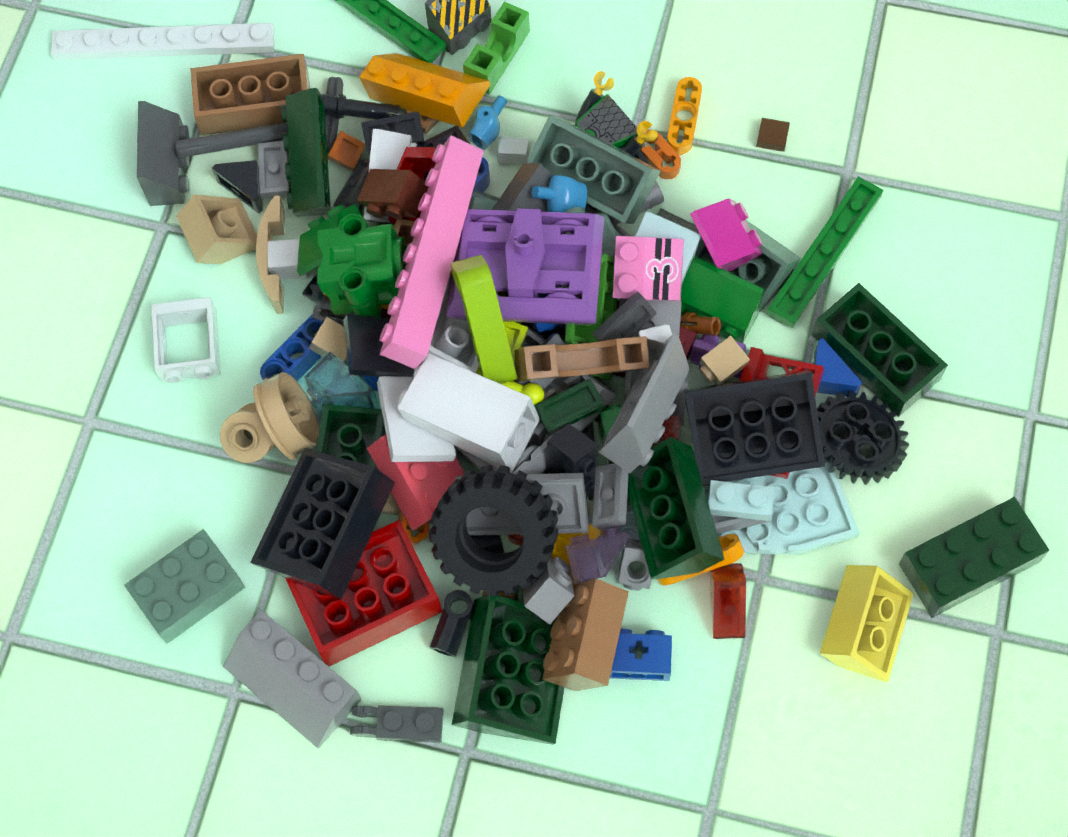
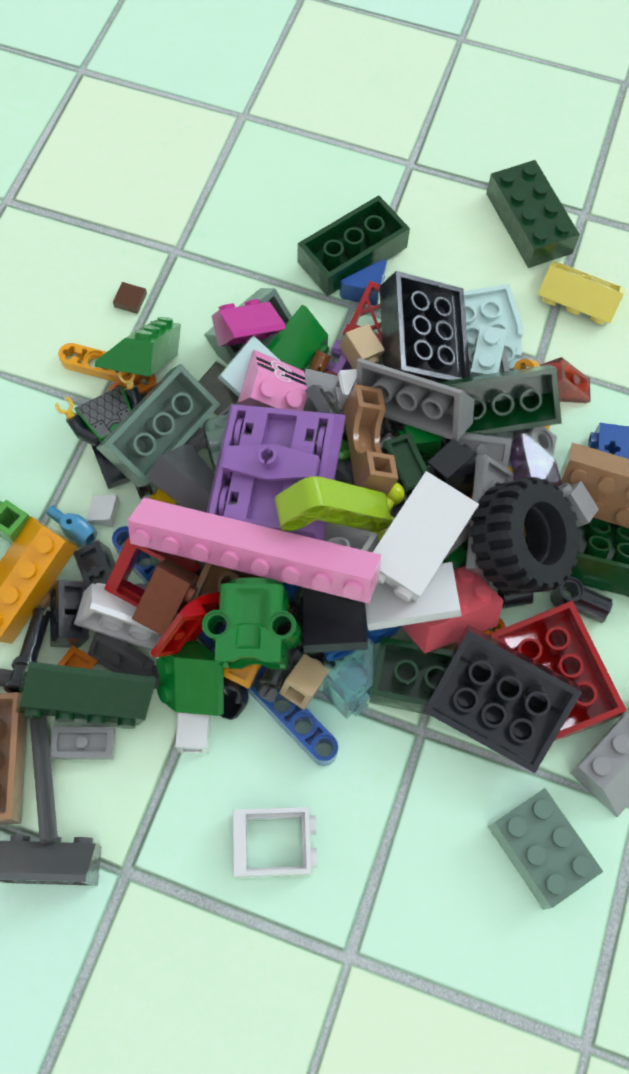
camera: 90 degrees left, 0 degrees up
(216, 228) = (145, 806): tan slope -> none
(241, 181) = (93, 774): black slope -> none
(270, 225) = (224, 749): tan slope -> none
(277, 418) = (387, 750): tan piece -> none
(355, 202) = (186, 625): none -> red slope
(562, 193) = (190, 444): dark azure piece -> none
(684, 146) = (144, 349): none -> green slope
(825, 252) = (248, 268): green plate -> none
(861, 437) = (432, 263): black gear -> none

